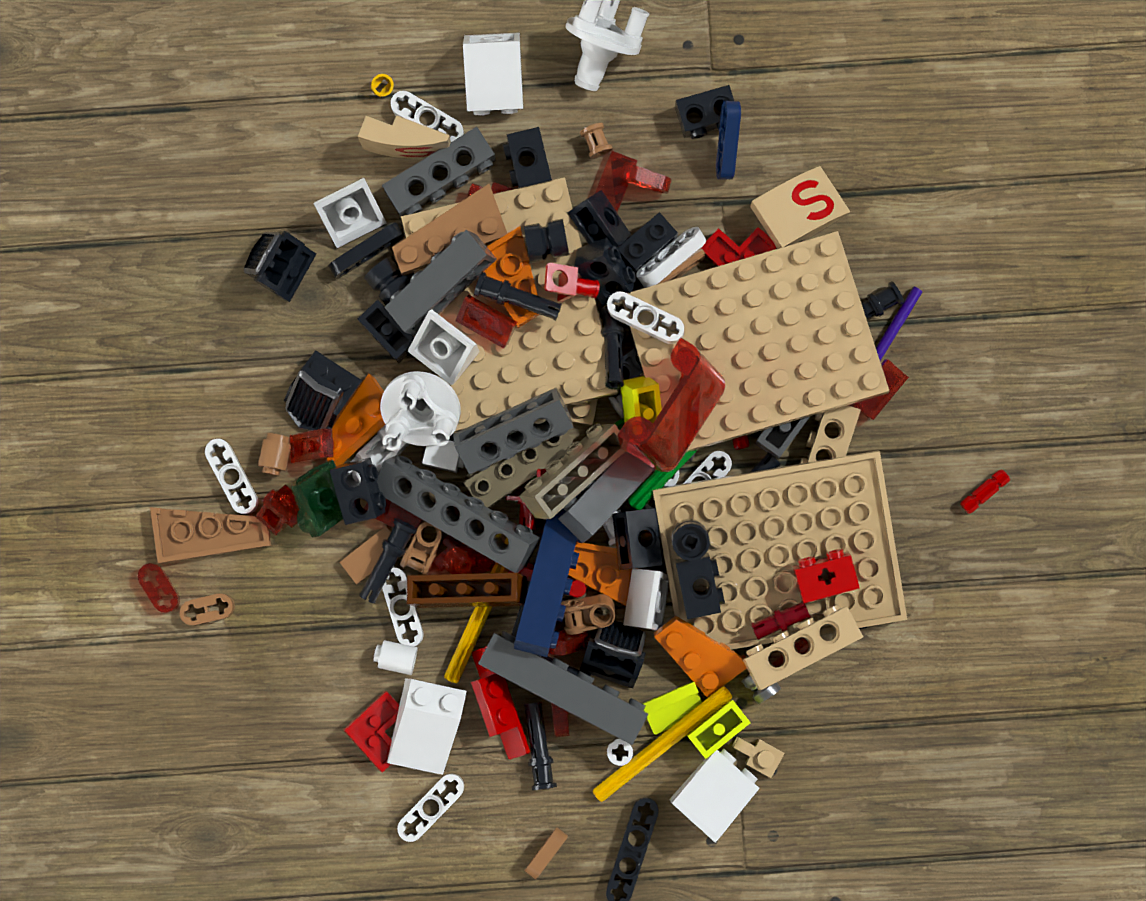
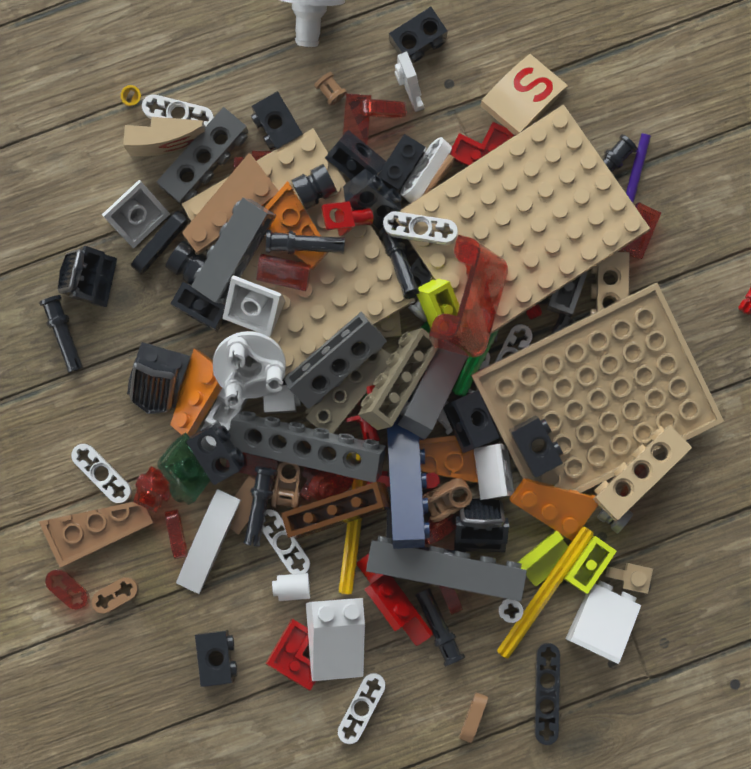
camera: 15 degrees left, 0 degrees up
(234, 303) = (58, 322): none -> black pin
(274, 454) = (133, 442): medium nougat brick -> none
(281, 721) = (208, 672): none -> black brick
(290, 564) = (176, 534): none -> clear red beam
(311, 446) = (163, 425): clear red plate -> none
(322, 582) = (208, 541): none -> white slope
(493, 73) = (224, 56): white slope -> none
(681, 152) = (406, 75): none -> white wing
(690, 539) = (517, 408): black wheel -> none
(728, 140) = (444, 54): dark blue beam -> none
(780, 620) = (615, 454): dark red pin -> none
(840, 581) = (658, 404): red brick -> none

